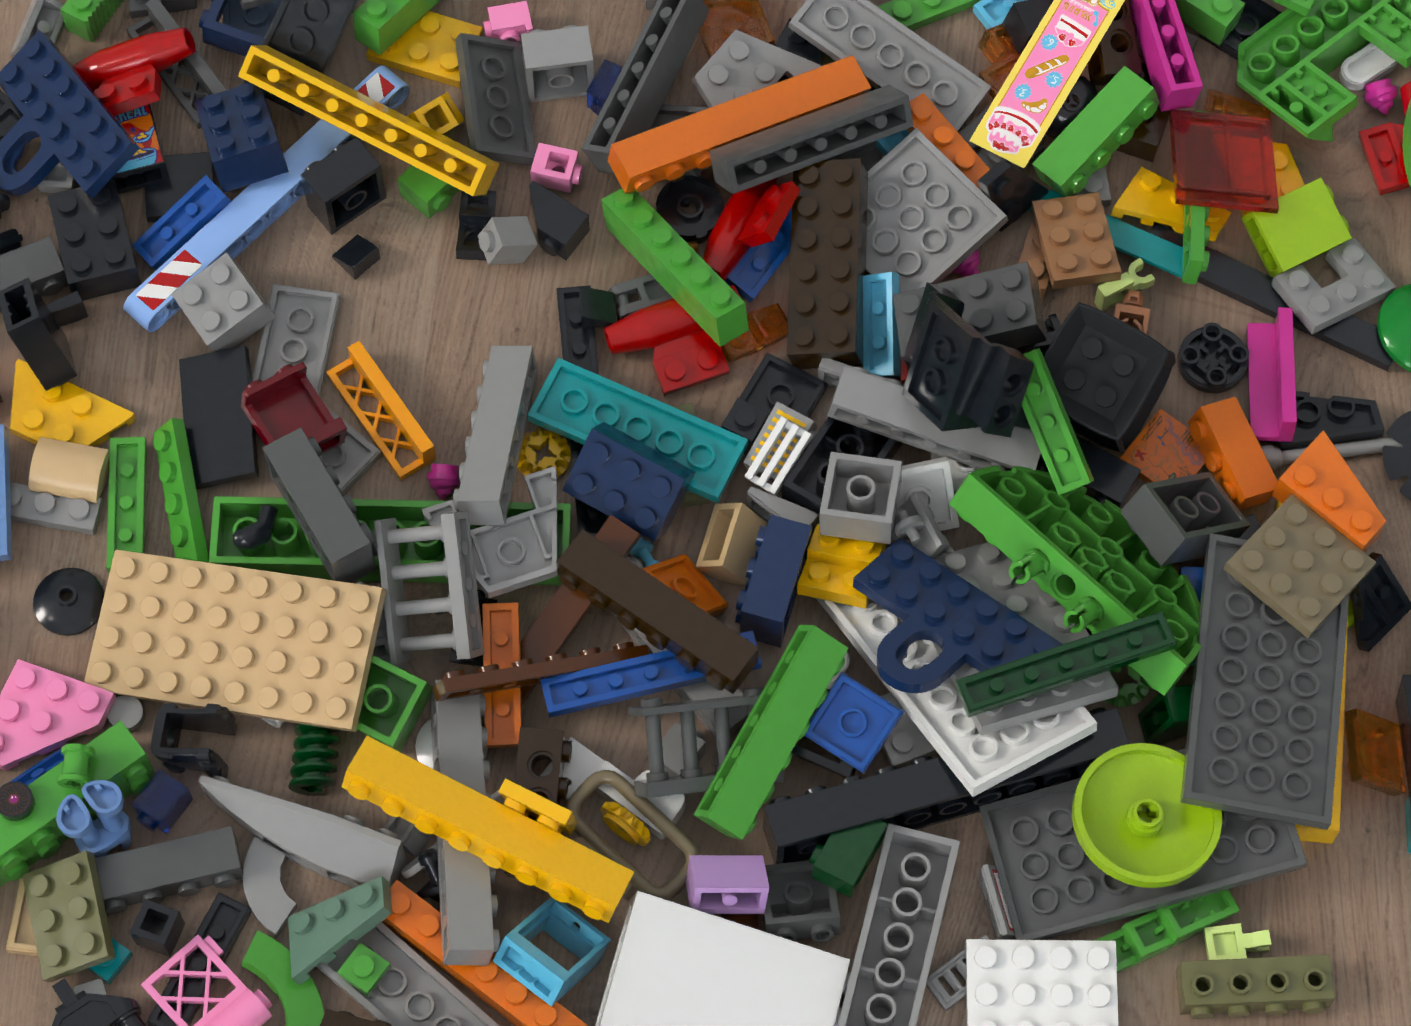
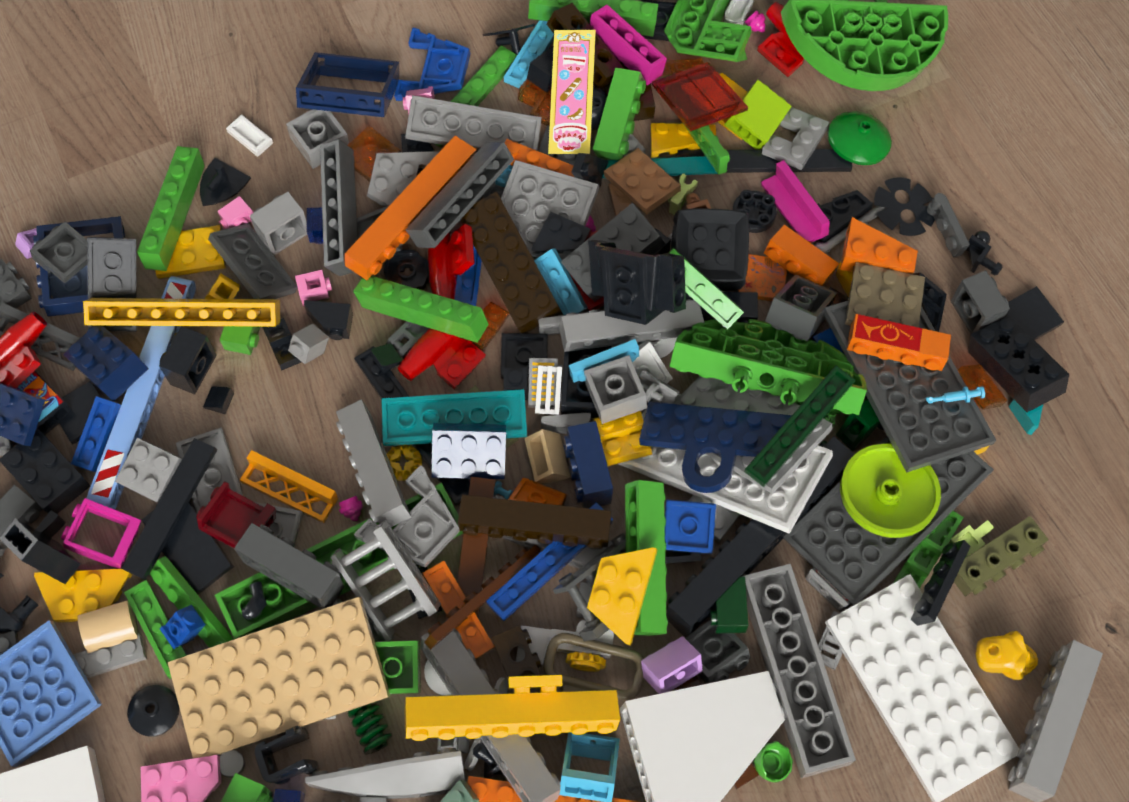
camera: 30 degrees left, 0 degrees up
(144, 379) = (80, 513): none -> dark pink window
(156, 516) = (182, 627): none -> blue brick
(219, 362) = (169, 509): none -> black tile
(712, 753) = (621, 590): none -> yellow wing
(909, 453) = (629, 348): none -> medium azure plate
(916, 258) = (560, 234): none -> black wing
(1135, 975) = (940, 583): none -> black plate
(1276, 628) = (899, 342): none -> orange brick
(1314, 739) = (965, 394): none -> medium azure piece

